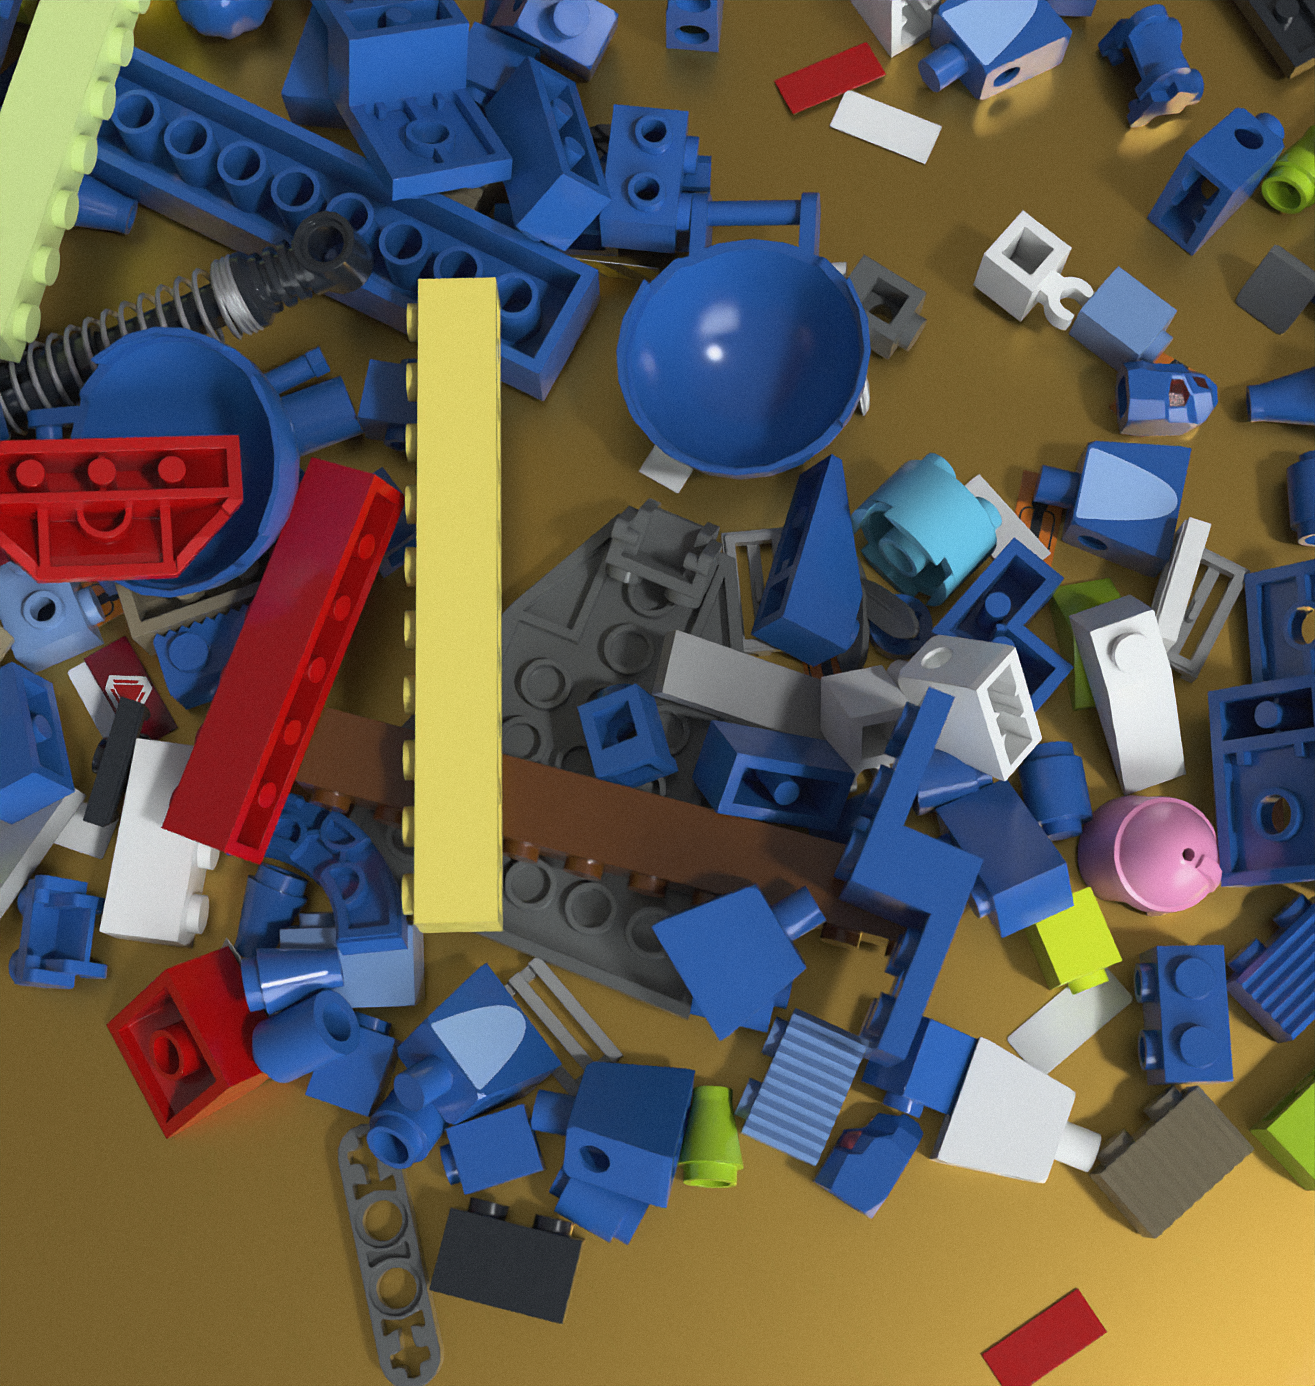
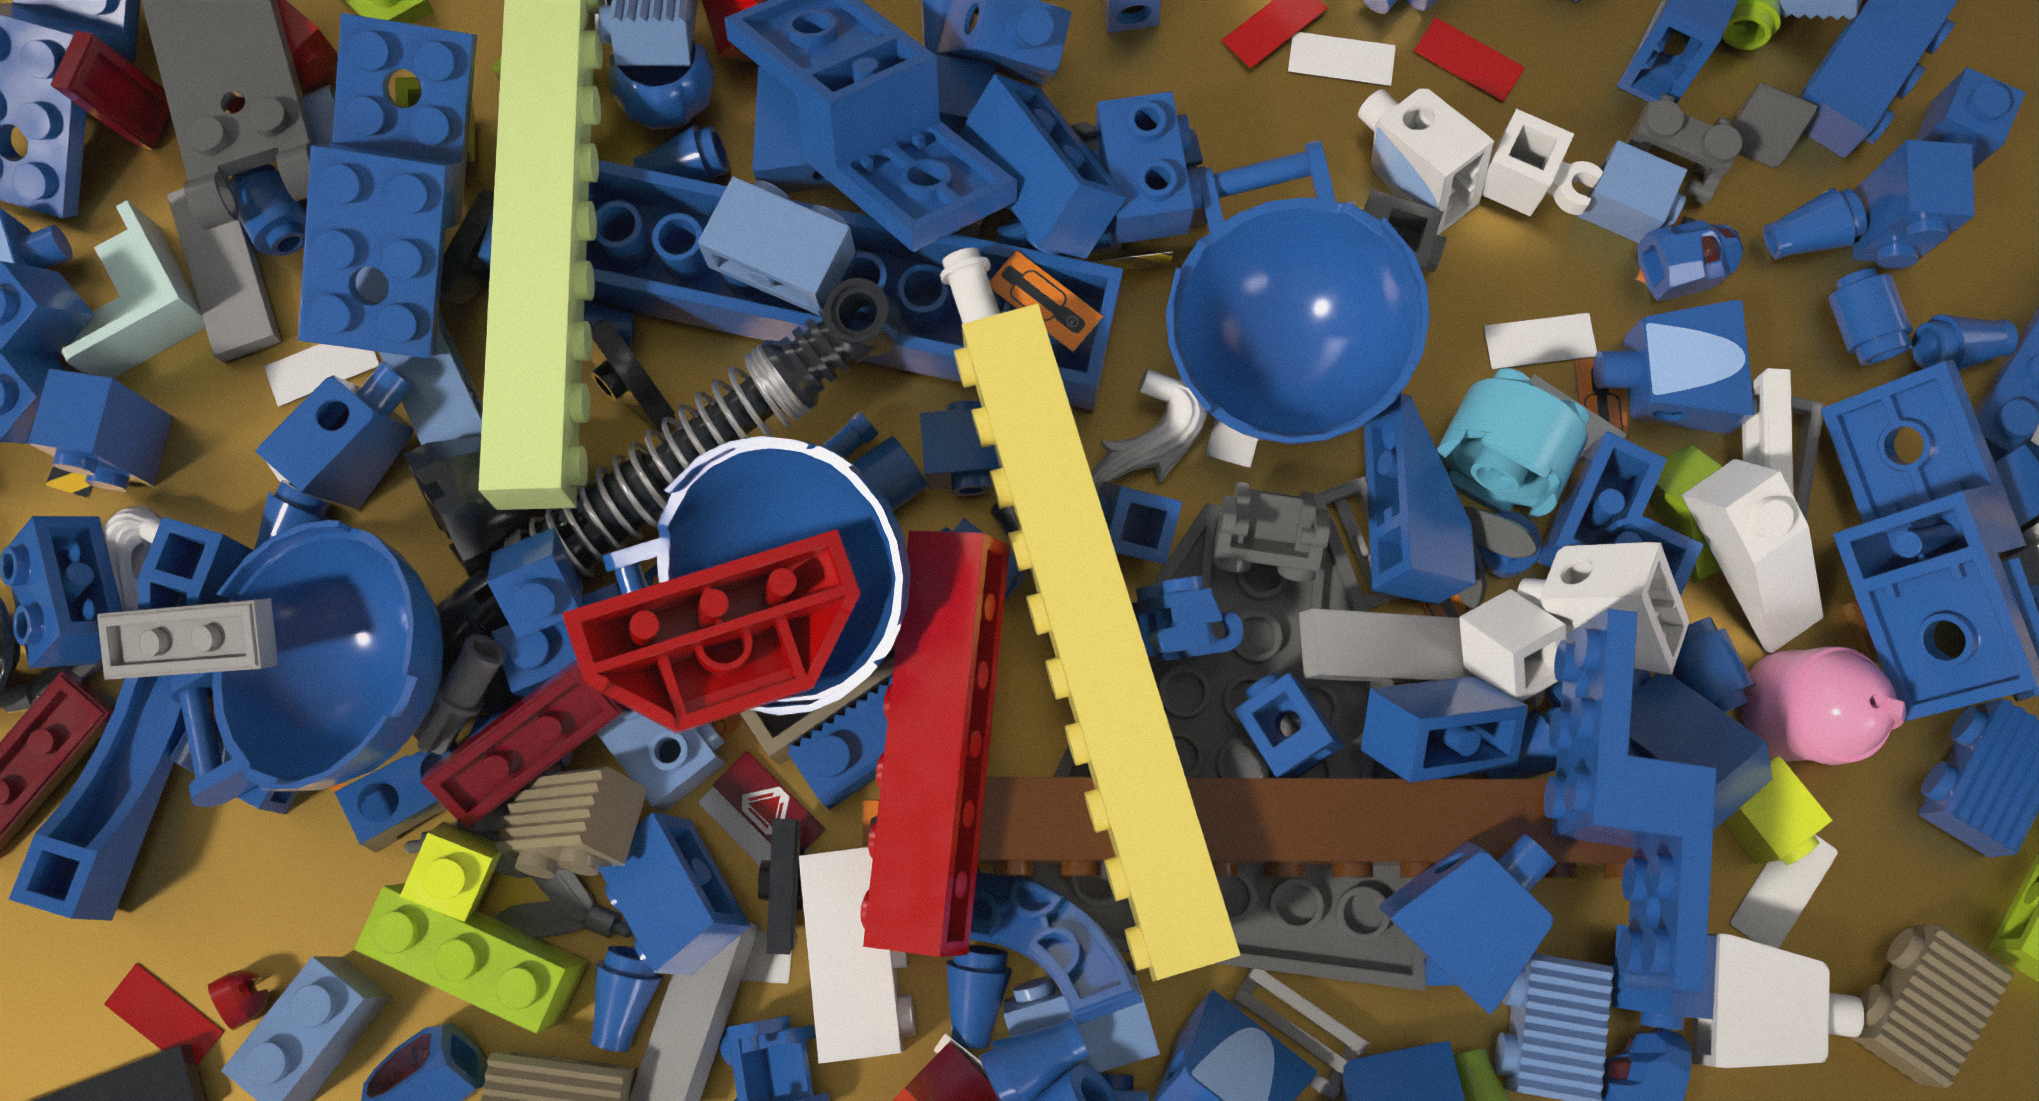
camera: 15 degrees left, 0 degrees up
(105, 255) = (623, 377): none -> black plate
(231, 66) = (690, 155): none -> blue cone
(273, 163) = (777, 244): none -> medium blue brick
(444, 242) = (969, 283): none -> white pin
(518, 283) = (1062, 311): none -> orange sticker
(540, 511) = (1139, 521): none -> blue brick
(546, 612) = (1178, 620): none -> blue piece
(591, 451) = (1163, 443): none -> white piece
(931, 236) = (1427, 152): none -> white torso
(995, 443) = (1540, 340): none -> white sticker
(1010, 157) = (1469, 59): none -> red sticker
(1184, 1015) = (1903, 858): blue brick -> none
(1192, 282) = (1707, 145): none -> dark grey piece

